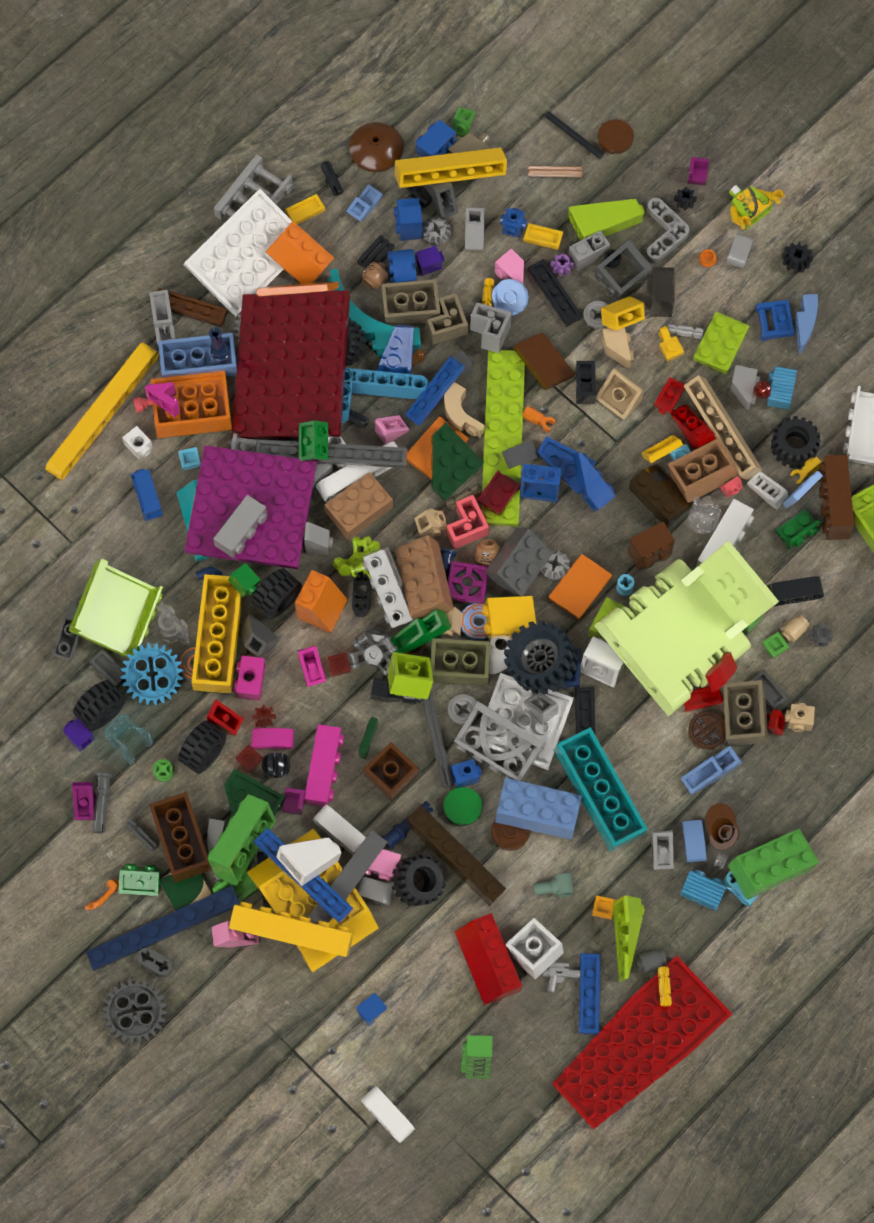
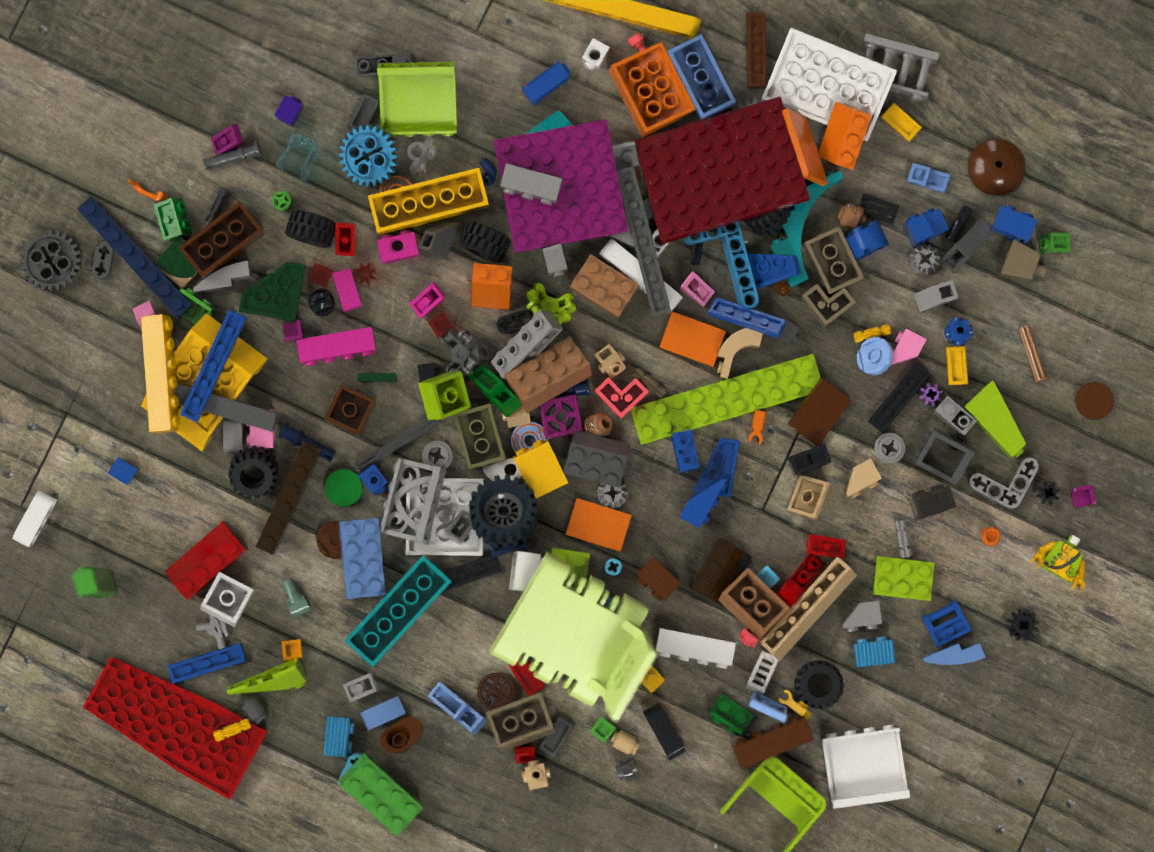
camera: 75 degrees right, 15 degrees up
(99, 705) = (318, 119): black tyre -> none
(162, 316) = (731, 29): light grey slope -> none
(162, 395) = (644, 58): dark pink slope -> none
(189, 458) = (597, 109): medium azure plate -> none
(236, 845) = (222, 294): bright green brick -> none
(244, 580) = (482, 208): green brick -> none
(308, 858) = (226, 366): white slope -> none
(313, 441) = (644, 221): green bracket -> none
(331, 178) = (944, 136): black axle -> none
(338, 829) = (281, 383): white beam -> none
(429, 260) = (888, 263): dark purple brick -> none
(450, 167) = (987, 249): yellow brick -> none
(451, 462) = (680, 359): dark green plate -> none
(493, 325) = (839, 350): light grey brick -> none
(498, 493) = (663, 415): dark red plate -> none
(520, 454) = (710, 422): dark grey tile -> none
(578, 138) = (1081, 358): black bar -> none
(622, 313) = (894, 472): yellow brick -> none
(662, 448) = (767, 557): yellow tile -> none
(670, 346) = (881, 530): yellow plate -> none
(704, 515) = (709, 620): clear animal -> none
(721, 672) = (549, 687): red slope -> none
(721, 859) = (372, 744): clear bush -> none
(740, 250) = (1009, 565): light grey beam -> none
(762, 390) = (860, 635): clear red plate -> none

